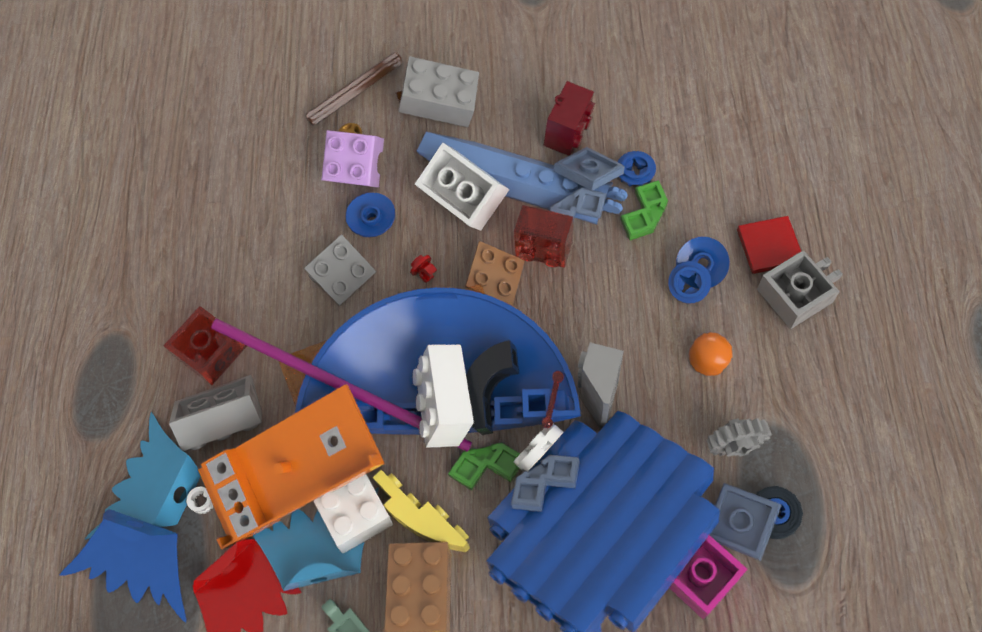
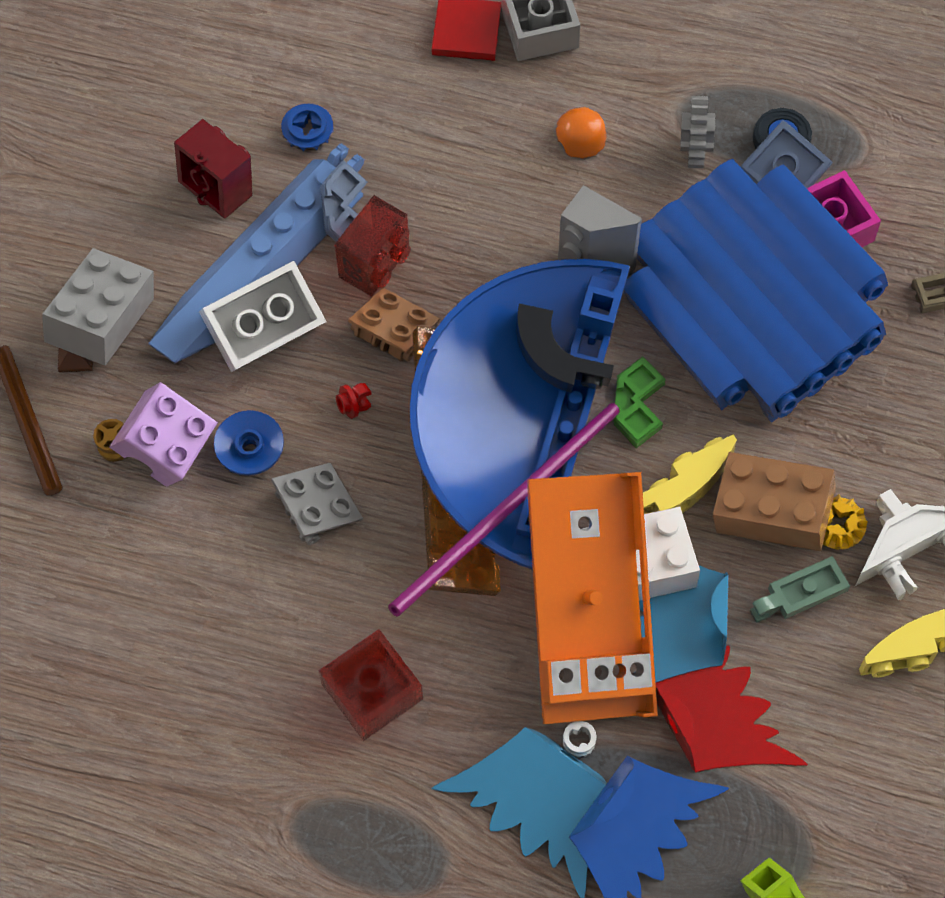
camera: 80 degrees left, 0 degrees up
(216, 413) = (467, 693): light grey slope -> none
(443, 396) = (560, 397): white brick -> none
(531, 485) = (695, 339): sand blue tile -> none
(538, 447) = (647, 328): white plate -> none
(557, 377) = (578, 272): clear red hinge -> none
(589, 168) = (292, 171): sand blue tile -> none
(646, 219) = (363, 125): bright green tile -> none
(677, 284) = (490, 106): blue gear -> none
(712, 251) = (478, 89): blue dish -> none

